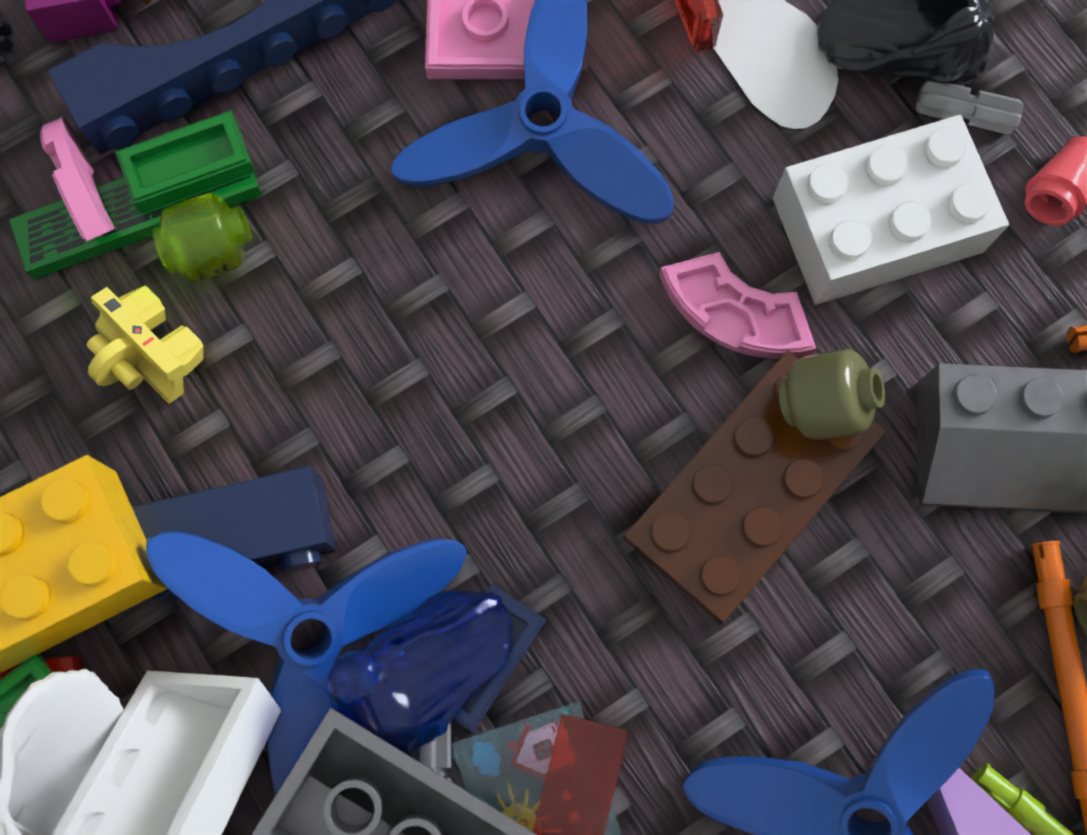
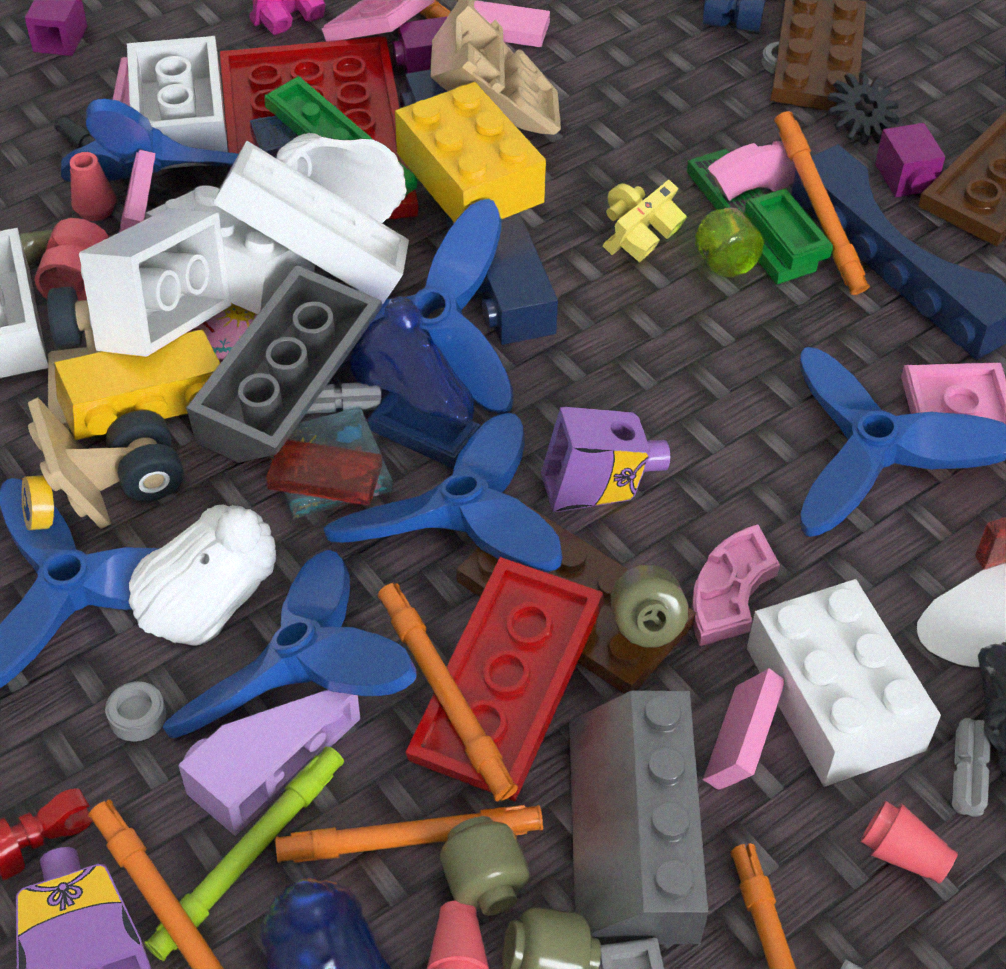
camera: 85 degrees right, 25 degrees down
(72, 118) = (843, 252): none -> orange piece
(580, 434) = (598, 458): none -> medium lavender torso
(584, 588) = (469, 503): none -> blue piece
(857, 676) = (479, 747): none -> orange piece
(893, 565) = (510, 670): none -> red plate
(946, 317) = (744, 730): none -> bright pink tile

